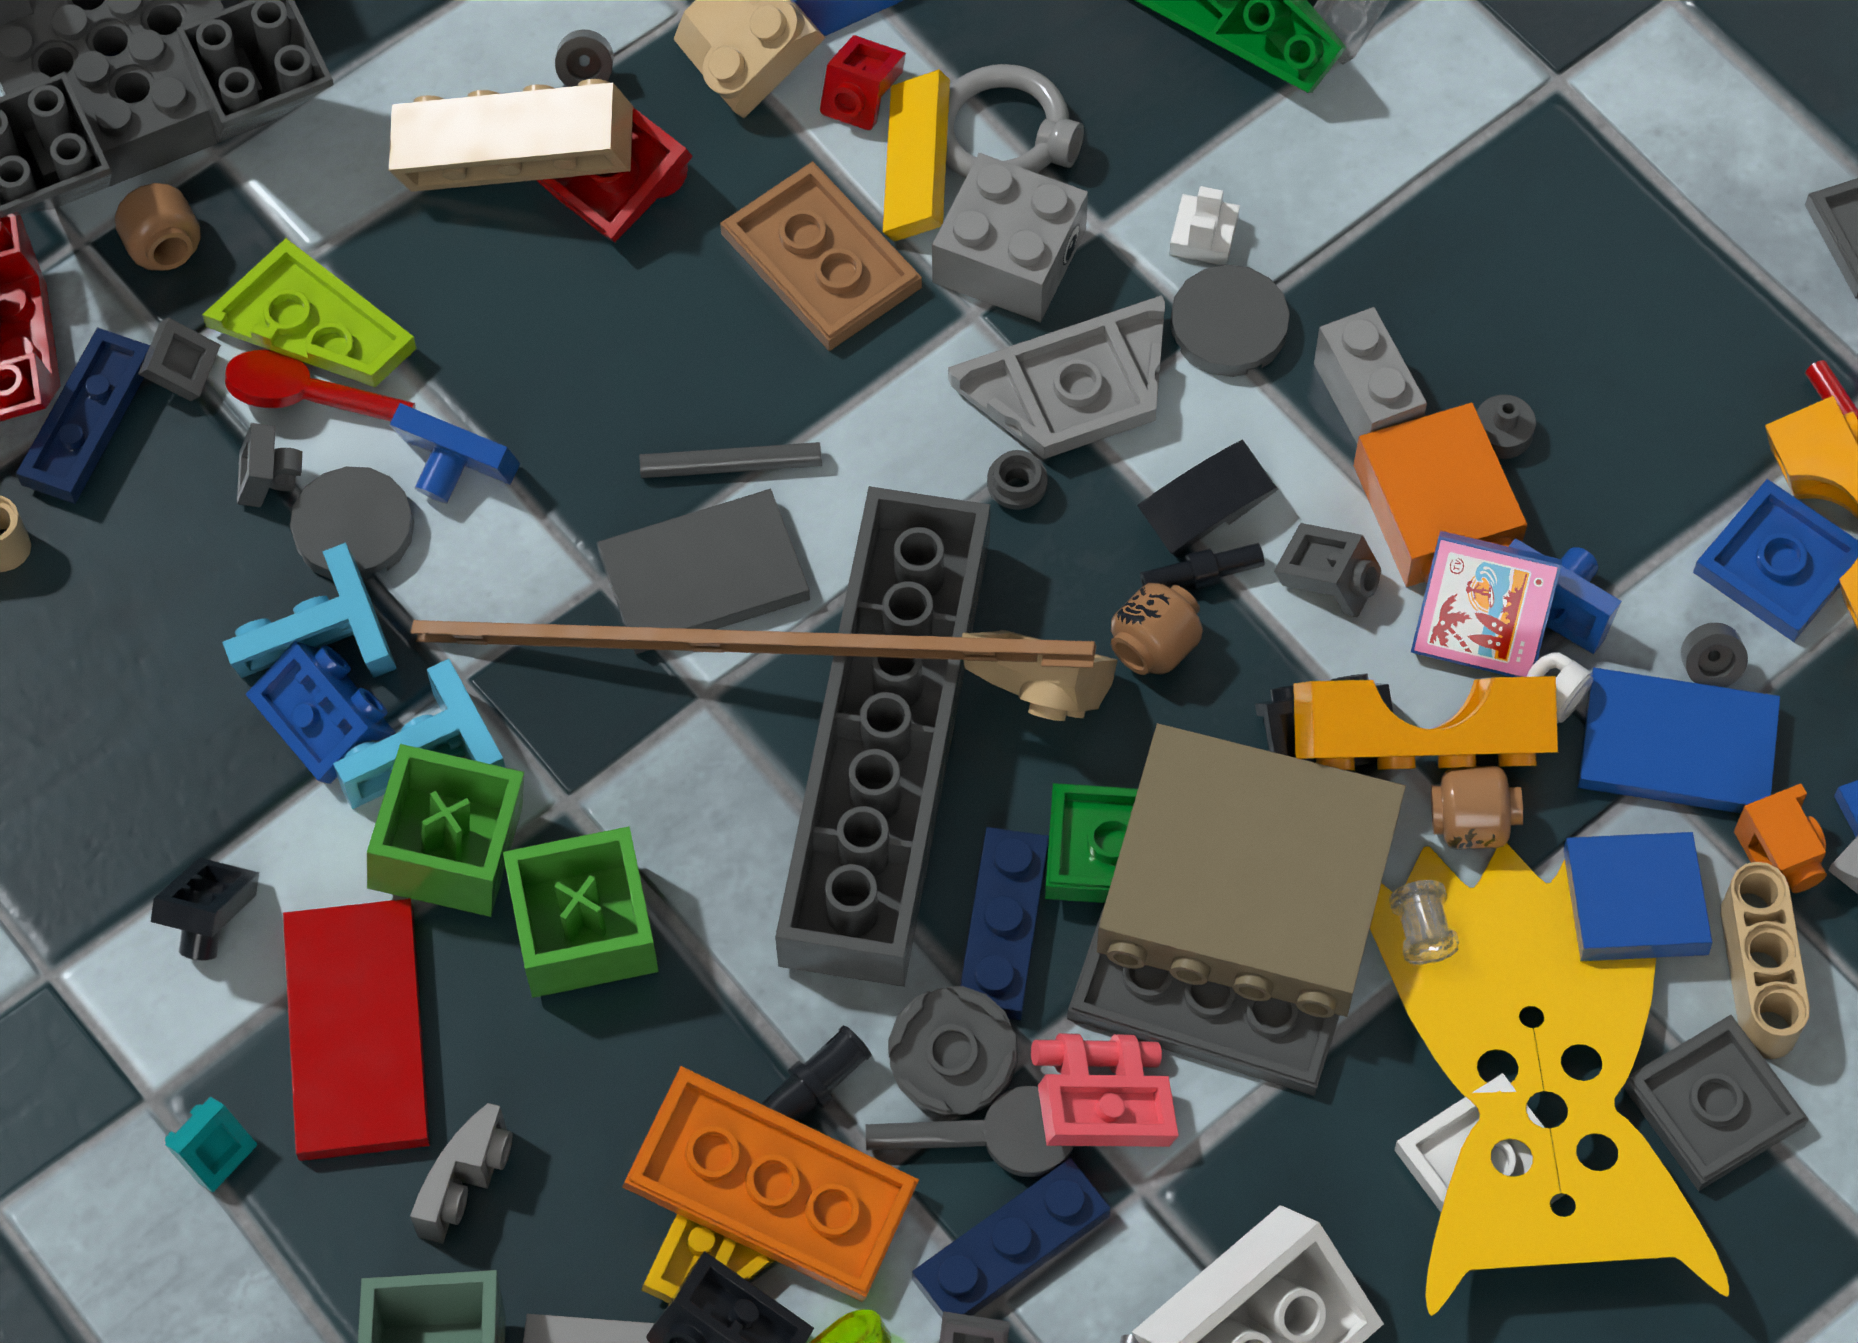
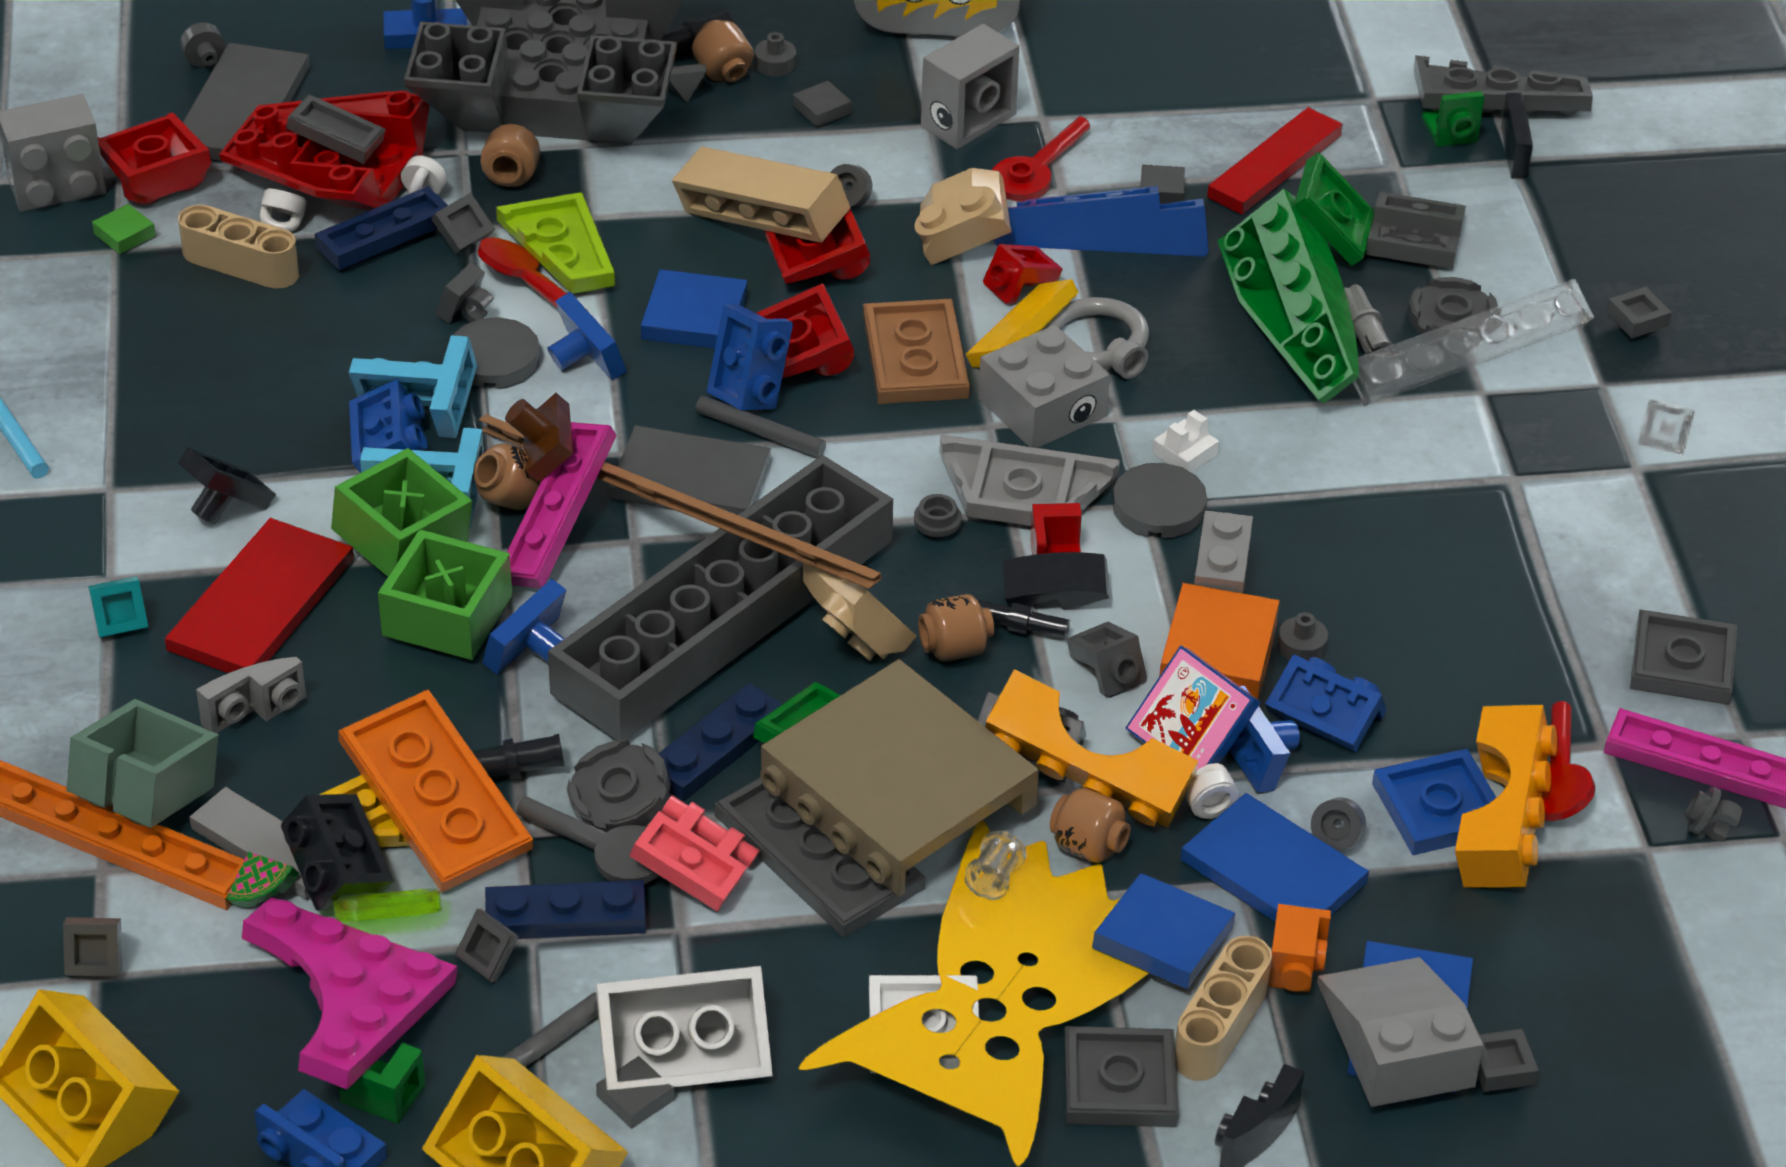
camera: 30 degrees right, 20 degrees down
(77, 316) = (423, 172): none -> white tile
(523, 702) = (503, 479): none -> medium nougat head
(532, 333) = (689, 307): none -> blue tile
(539, 633) = (545, 434): none -> reddish brown tile
(608, 710) = (558, 506): none -> dark pink tile
(673, 388) = (749, 359): none -> blue bracket
(692, 316) = (817, 333): none -> red slope
(701, 900) = (527, 628): none -> blue tile
(1162, 439) = (1055, 528): none -> red panel
(1593, 503) = (1326, 701): none -> blue bracket

